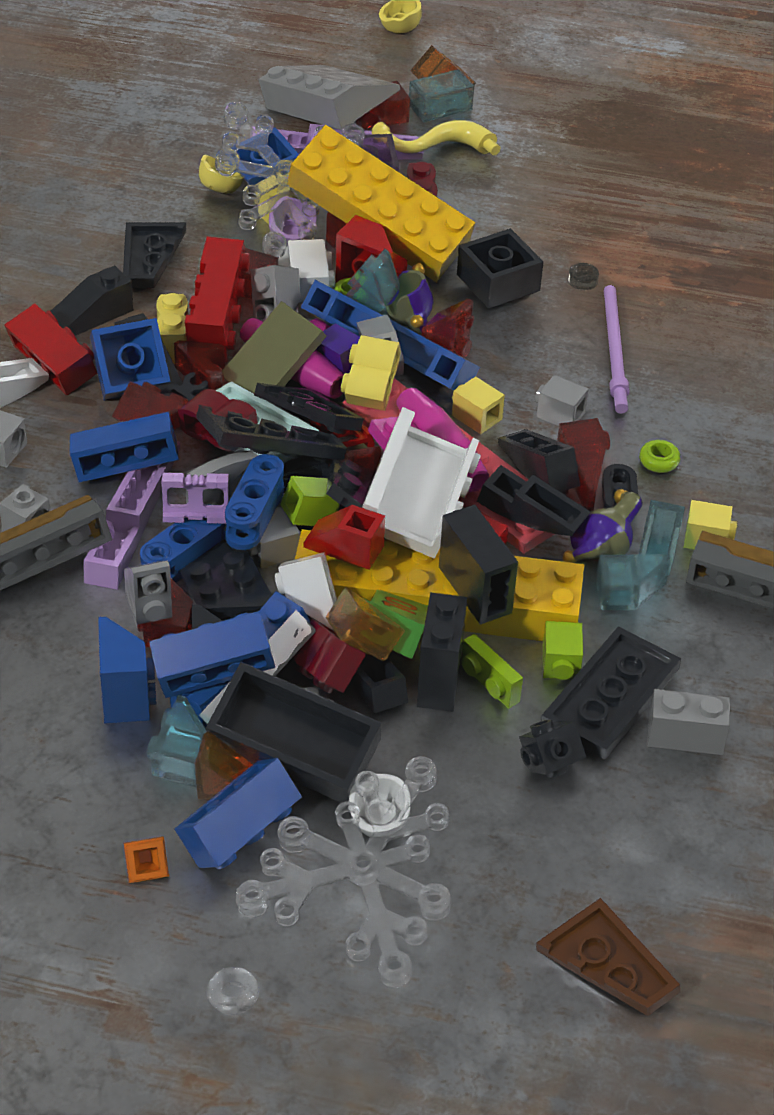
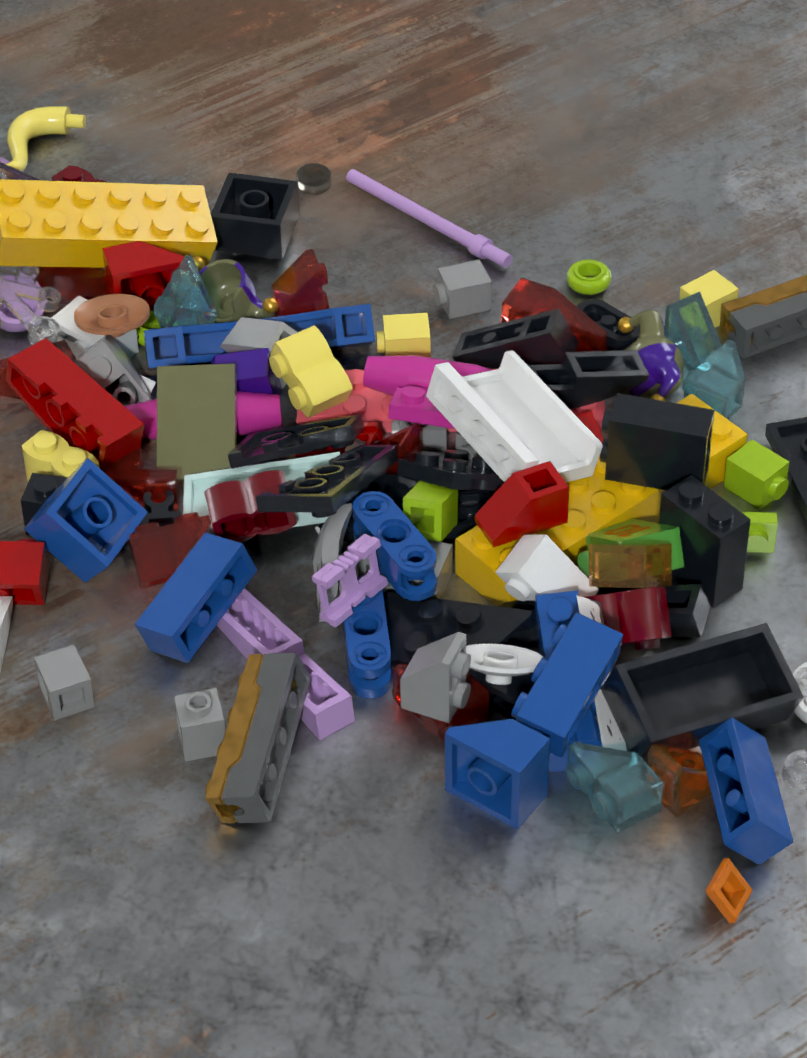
camera: 45 degrees left, 0 degrees up
(200, 605) = (502, 661): none -> white dish
(311, 258) = (112, 314): none -> nougat dish

